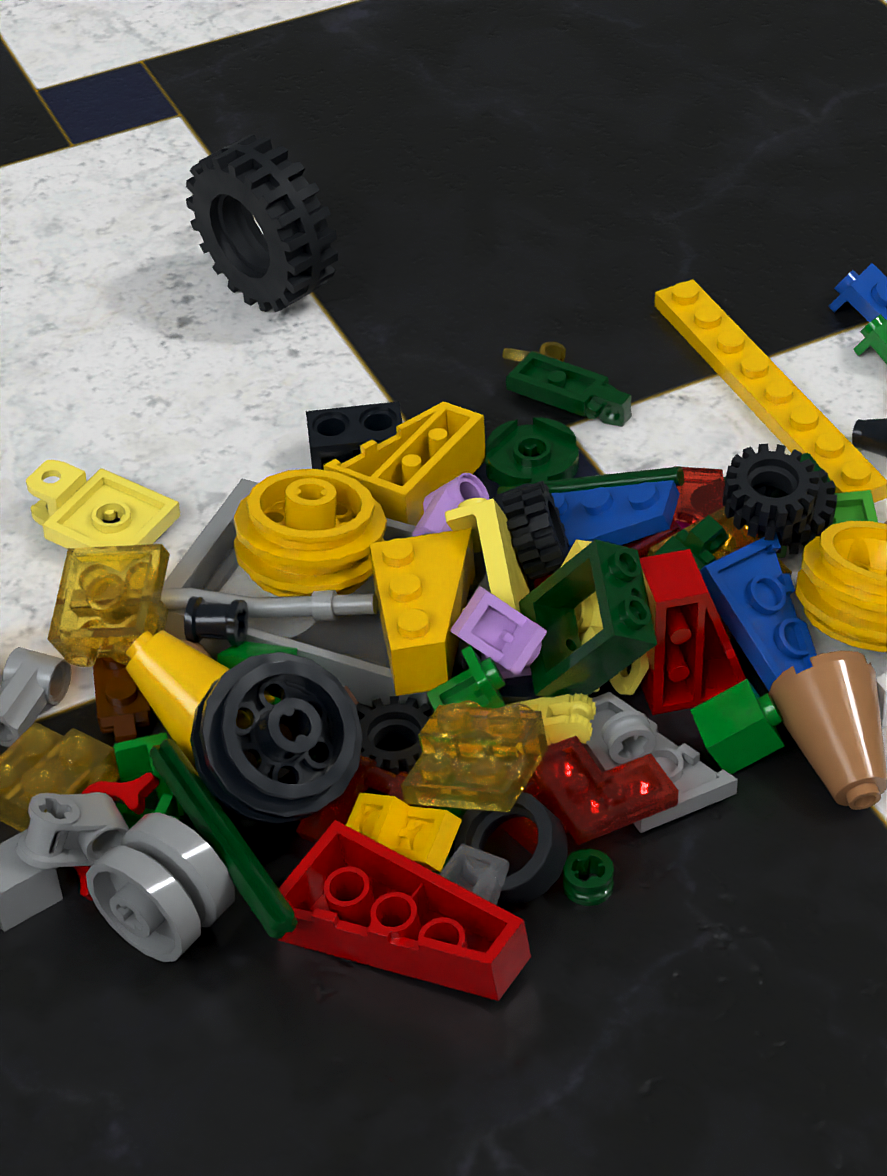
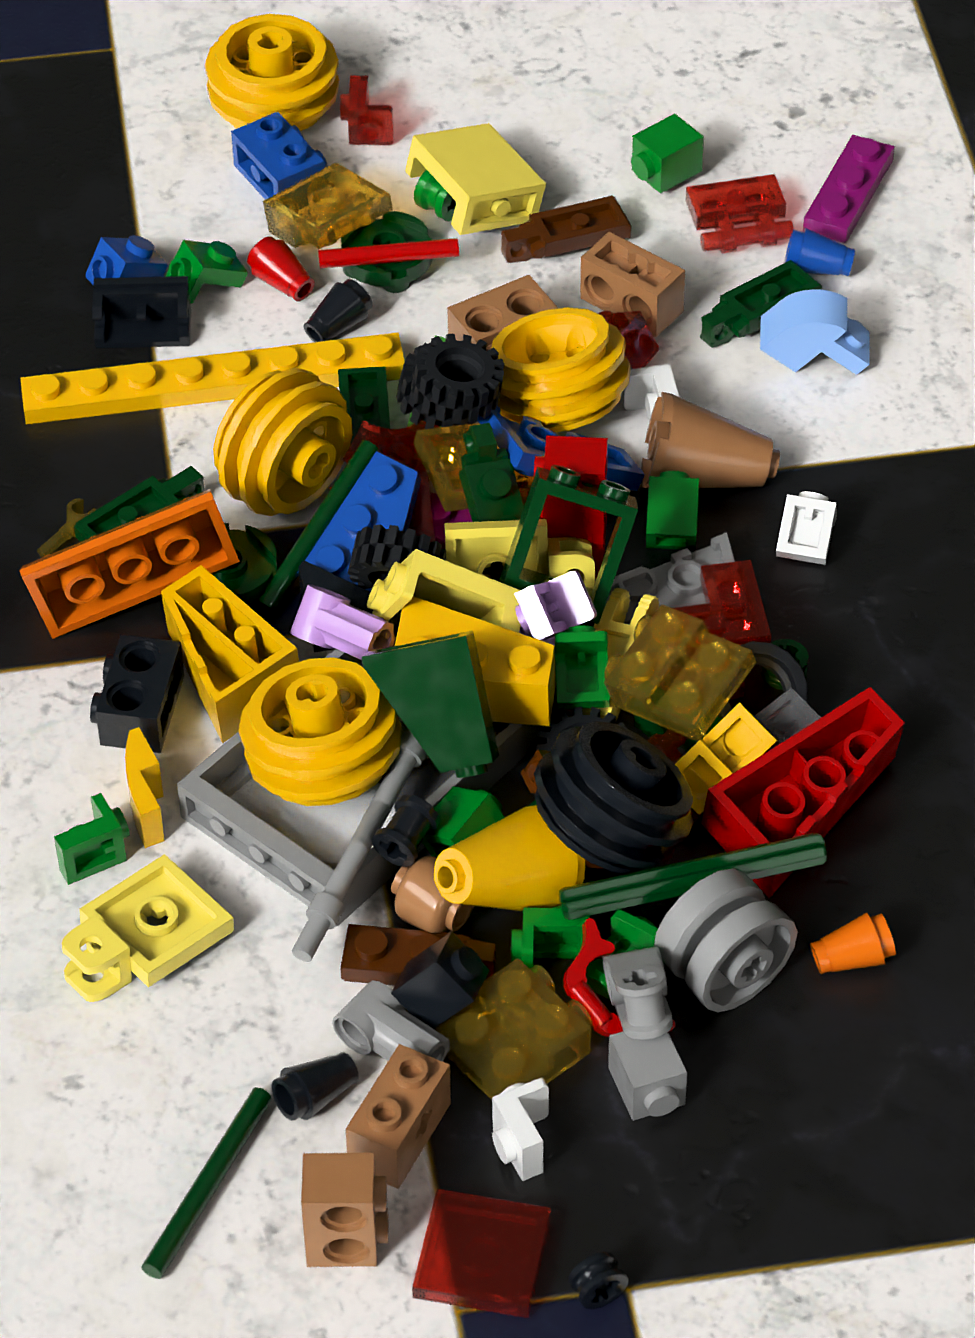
camera: 75 degrees left, 5 degrees up
(68, 699) = (440, 981): none -> black brick
(108, 601) = (352, 903): clear yellow plate -> none
(184, 465) = (93, 845): none -> green bracket
(217, 1015) = (855, 945): none -> orange cone
(250, 463) = (144, 788): none -> yellow slope
(343, 582) = (440, 698): none -> dark green slope
(468, 374) = (128, 563): none -> orange slope
(628, 736) = (669, 578): light grey bush -> none
(647, 408) = (282, 441): none -> yellow wheel
(784, 845) = (806, 527): none -> white bracket
(813, 322) = (141, 312): none -> black hinge

